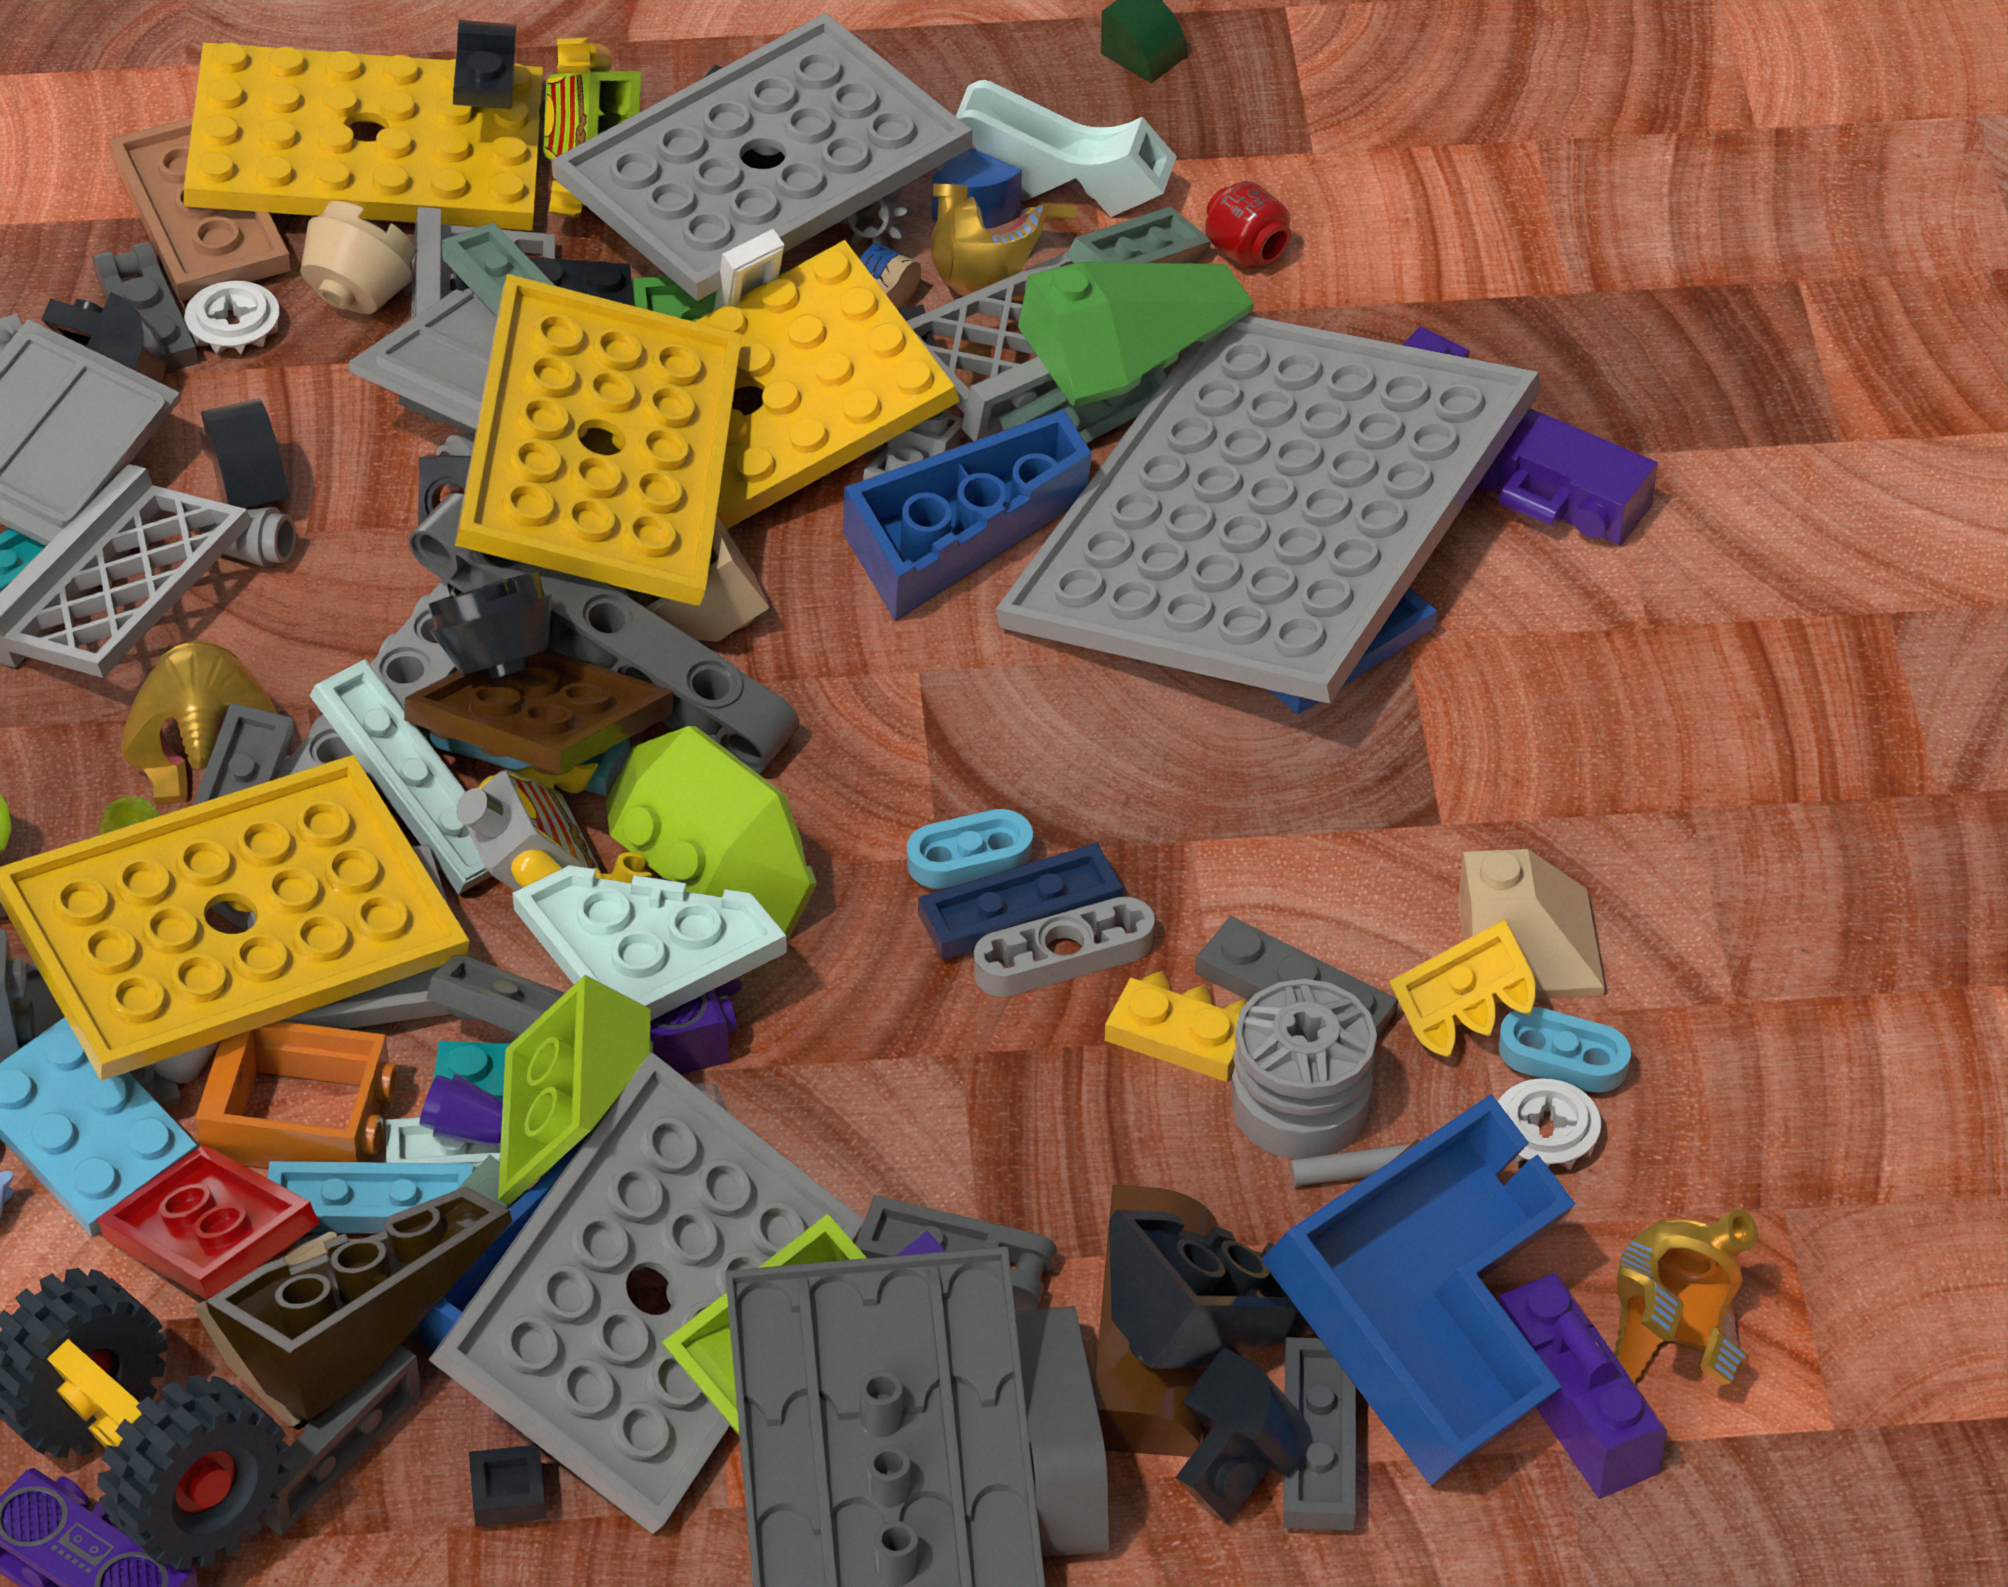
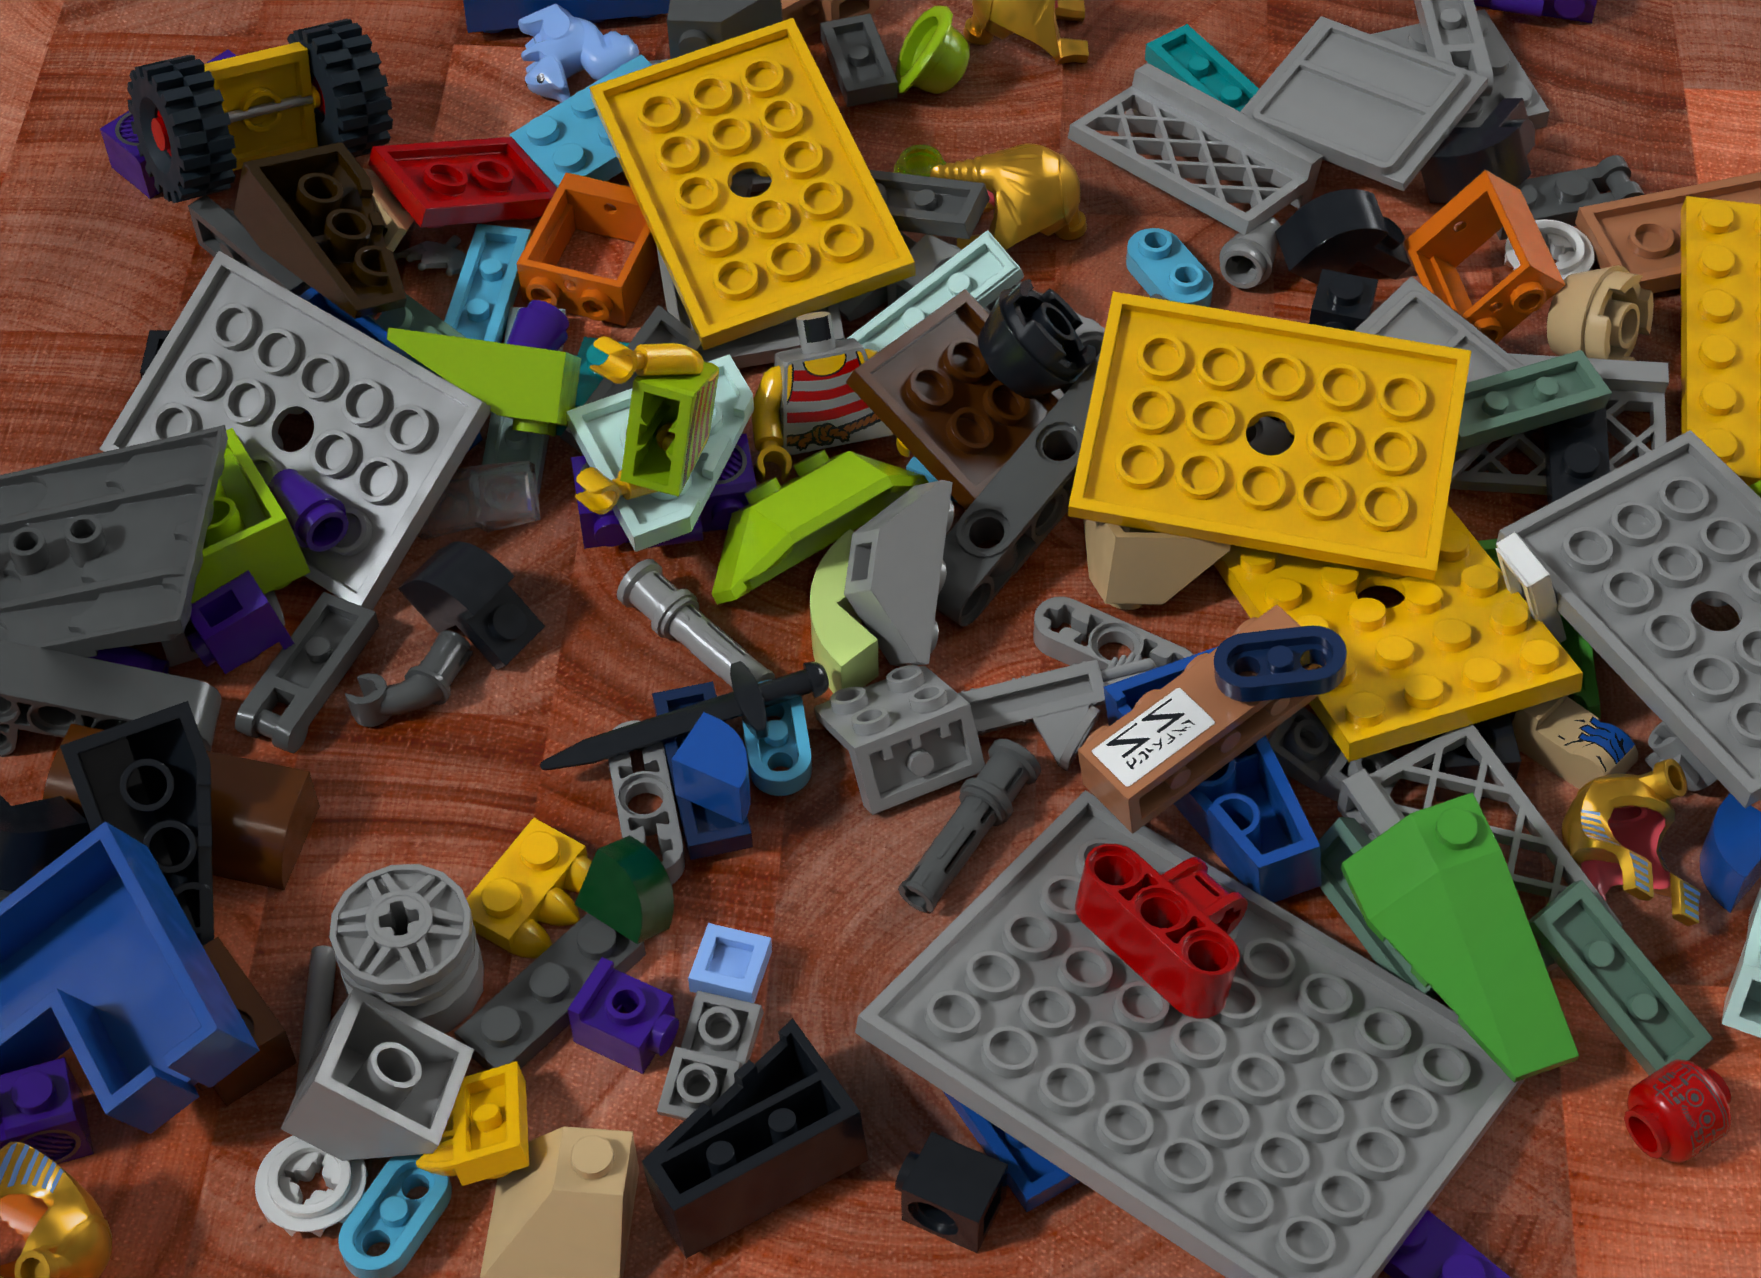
camera: 100 degrees right, 5 degrees up
(232, 343) = (1484, 209): none -> orange window
(276, 609) = (1164, 264): none -> medium azure plate
(353, 455) = (1342, 300): none -> black brick
(678, 874) = (665, 421): none -> torso
(770, 1233) = (313, 514): none -> dark purple cone
(776, 729) = (901, 570): none -> light grey slope
(812, 635) = (1102, 628): none -> light grey beam
(829, 947) = (678, 616): none -> light grey pin
(843, 1112) = (472, 591): none -> black brick
(846, 813) = (837, 636): none -> yellowish green brick
(896, 641) = (1056, 701): none -> light grey piece
(928, 390) = (1279, 663): none -> dark blue plate
(938, 754) = (904, 735): none -> light grey bracket
(949, 858) = (746, 700): none -> black sword
(951, 476) = (1179, 736): none -> nougat brick
(957, 1147) = (422, 687): none -> dark grey piece
(1020, 685) = (984, 804): none -> dark grey pin
(1047, 853) = (713, 769): none -> blue brick
(1168, 509) = (1164, 925): none -> red piece
(1186, 925) = (628, 890): none -> dark green brick
(1241, 848) = (730, 963): none -> light blue plate
(1323, 902) = (623, 1037): none -> dark purple brick
(1360, 858) = (713, 1048): none -> light grey slope
(1431, 782) = (756, 1147): none -> black wedge
(1439, 662) = (952, 1191): none -> black brick
(1448, 1059) = (377, 1083): none -> light grey slope

